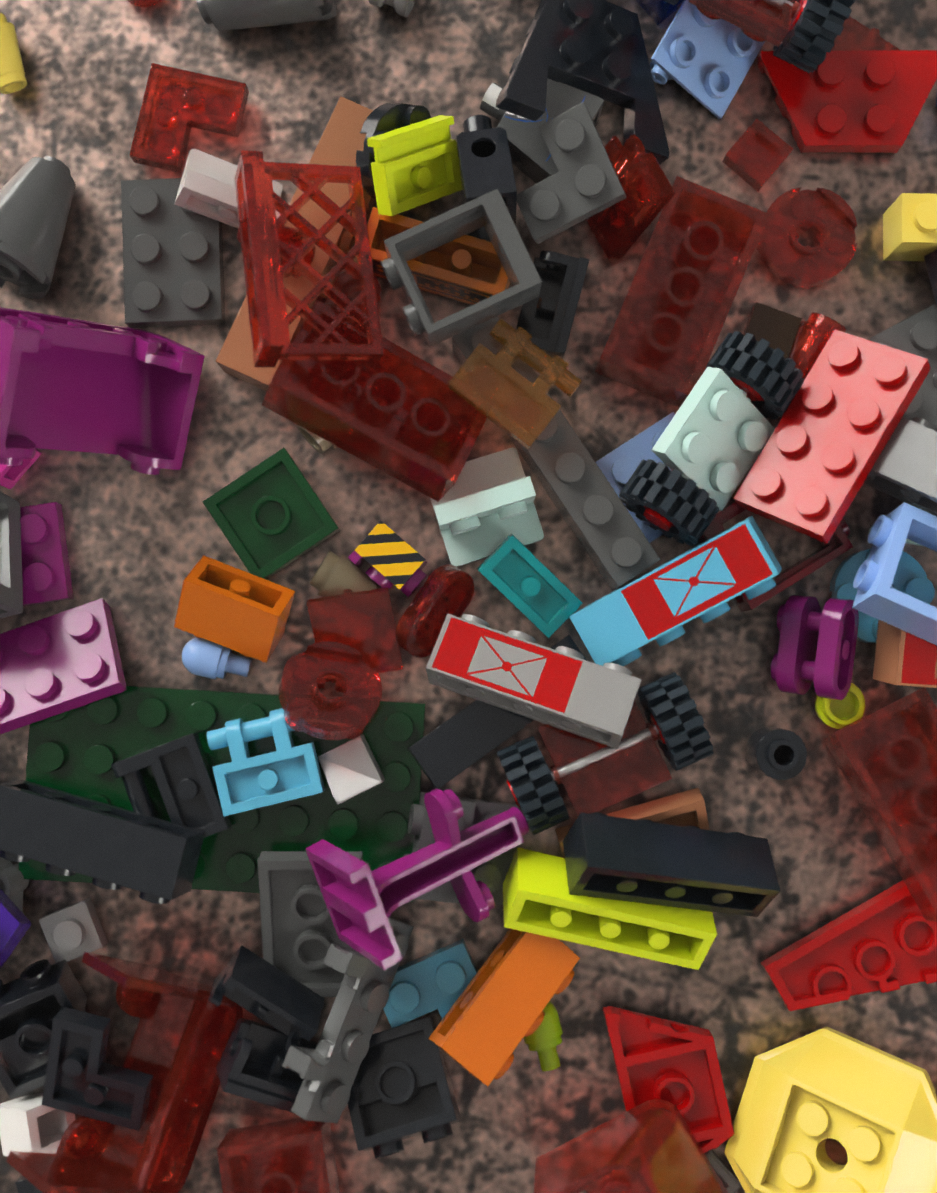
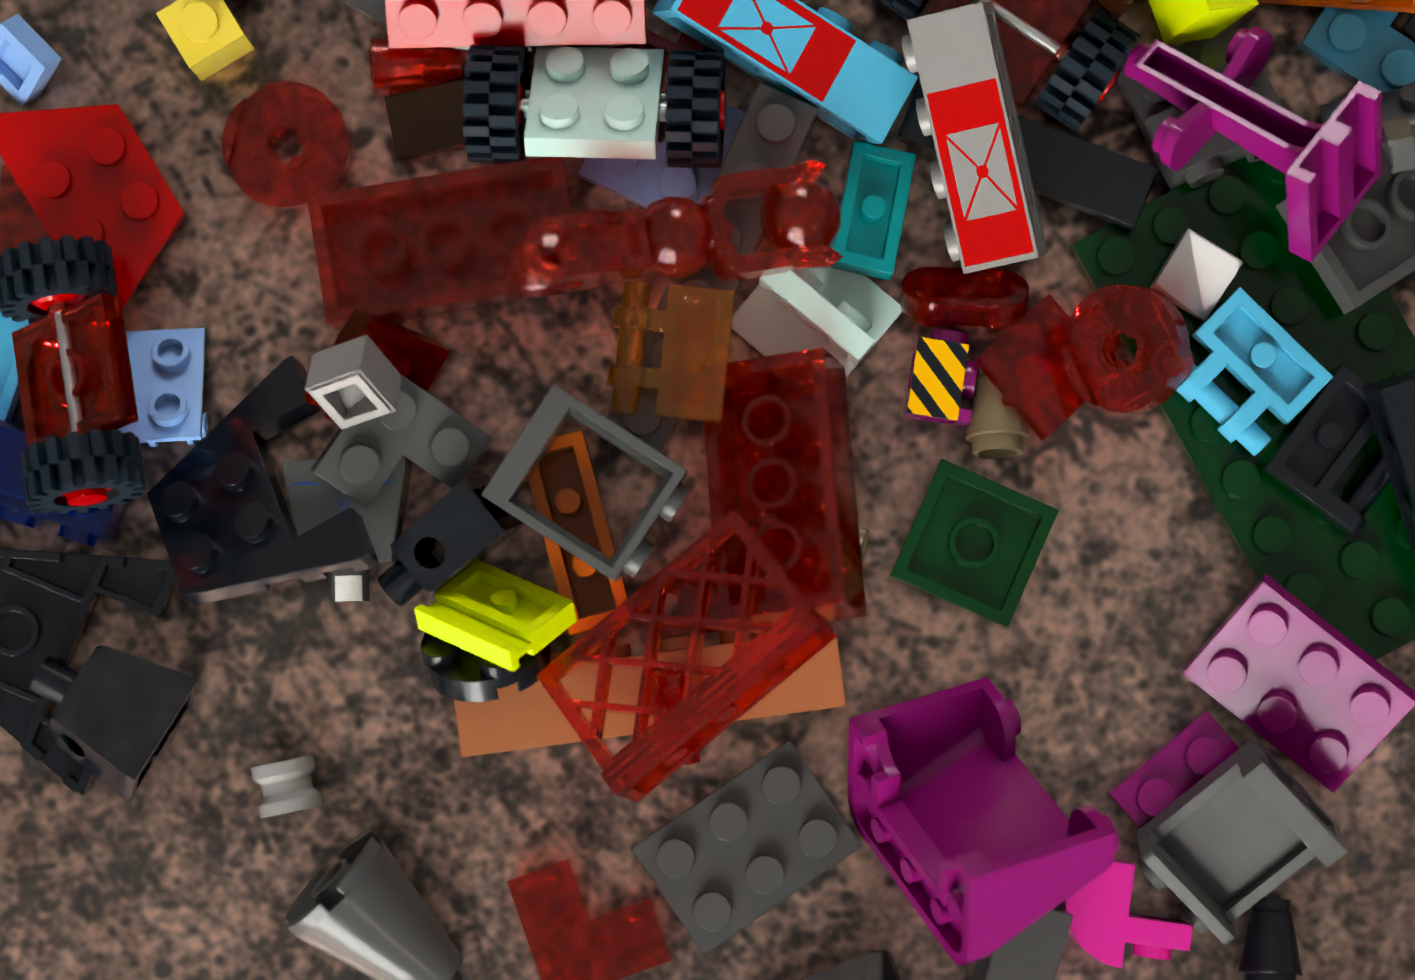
camera: 120 degrees left, 0 degrees up
(210, 188) = (646, 835): white panel -> none
(213, 660) = (1170, 507): light blue cylinder -> none
(233, 608) = (1102, 513): orange brick -> none
(553, 312) = (519, 381): black hinge -> none
(587, 432) = (683, 236): none -> clear red piece
(626, 157) = (353, 382): none -> light grey slope
(757, 155) = (224, 260): clear red tile -> none

